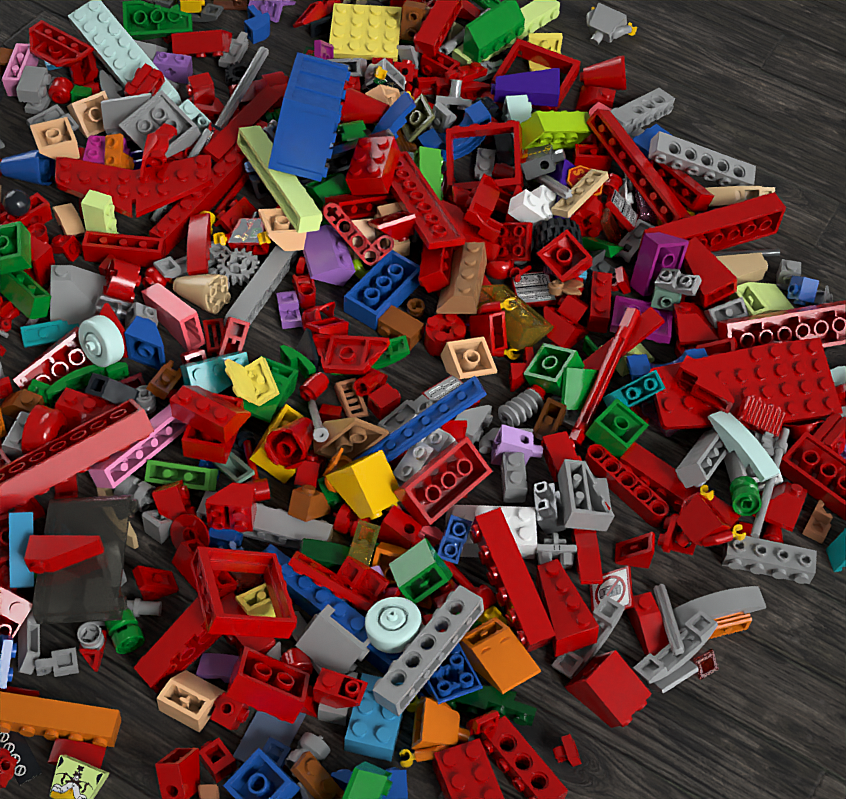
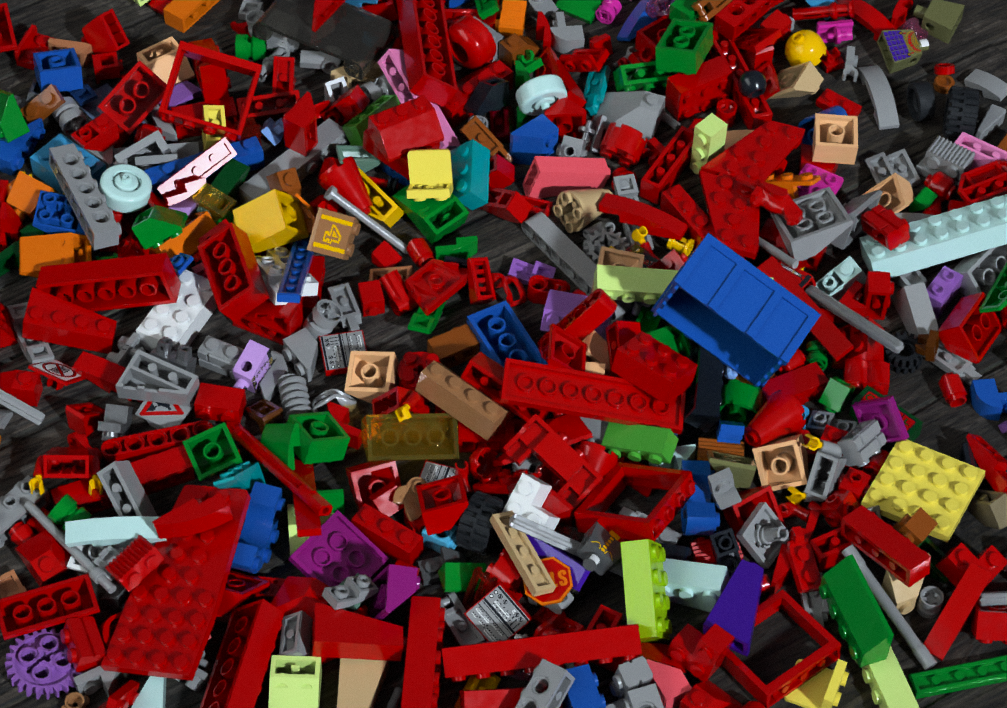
camera: 120 degrees right, 0 degrees up
(18, 346) = (585, 60): none -> red bracket
(198, 66) = (915, 309): none -> light grey slope
(234, 54) = (929, 345): none -> reddish brown tile
(255, 44) = (953, 389): none -> red brick
(495, 379) = (342, 397): none -> light grey piece
(572, 92) = (700, 652): none -> red brick
(632, 522) = (116, 421): none -> flat silver brick

